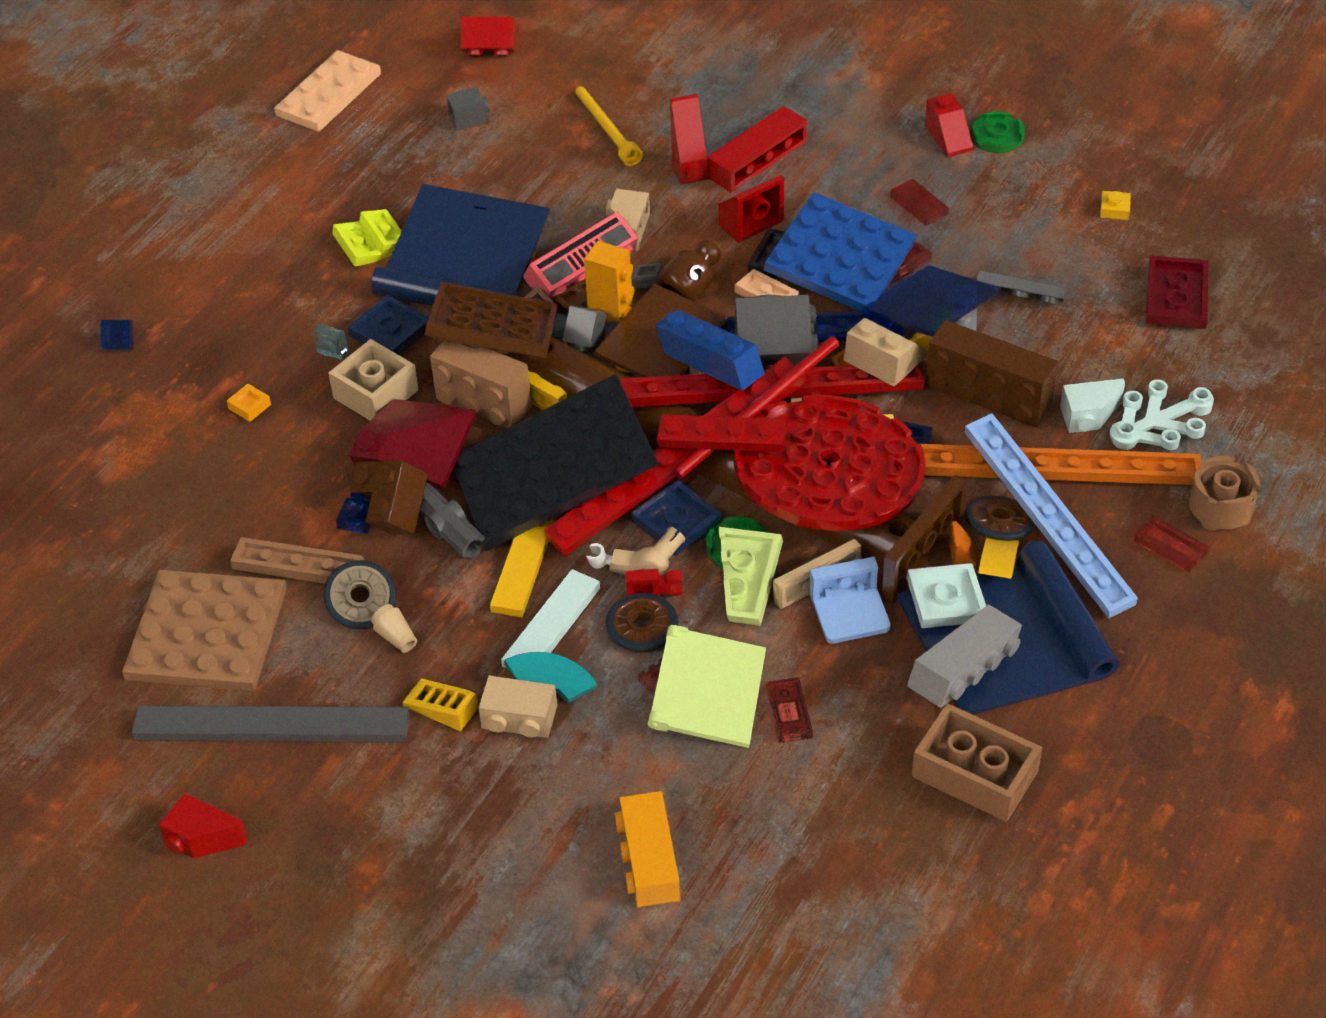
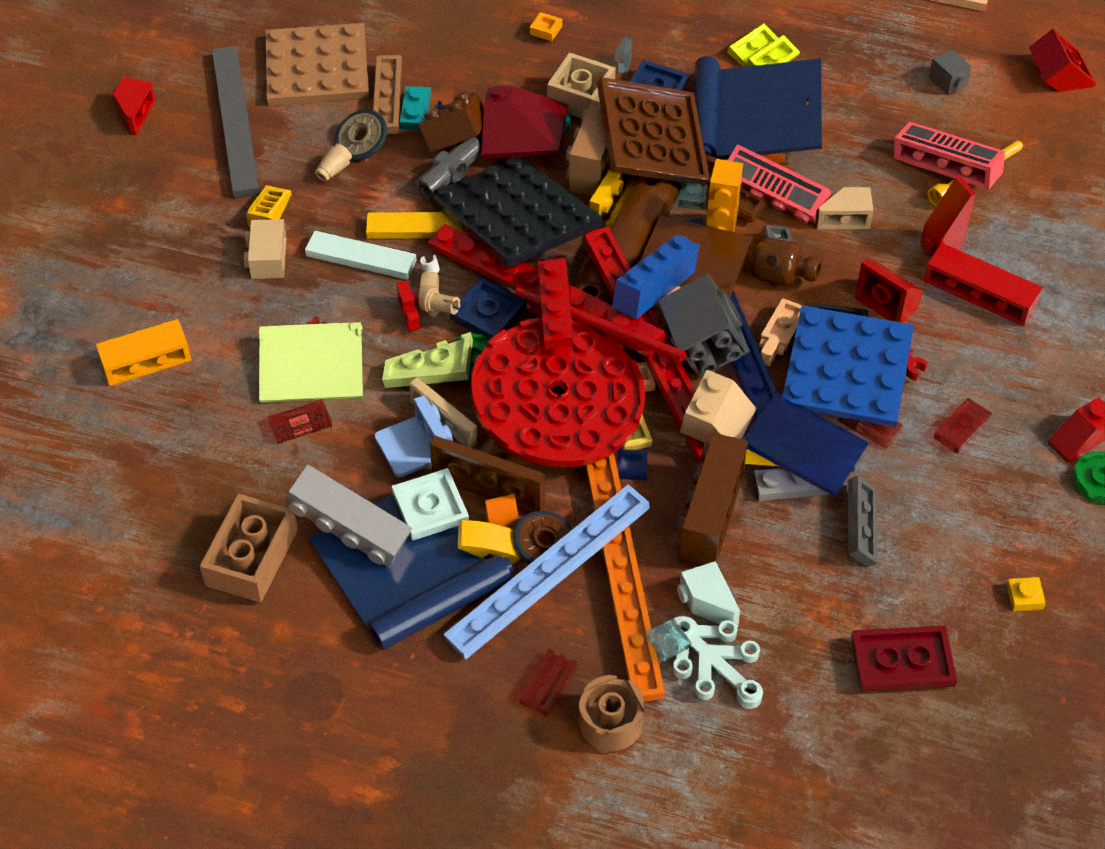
camera: 75 degrees right, 5 degrees up
(328, 538) = (415, 104): none -> teal plate
(549, 668) = (304, 262): teal tile -> none
(584, 327) = (687, 201): dark grey brick -> none
(589, 129) = (949, 155): none -> coral brick
(640, 605) = (385, 319): wheel -> none
(1146, 436) = (668, 639): none -> clear light blue plate

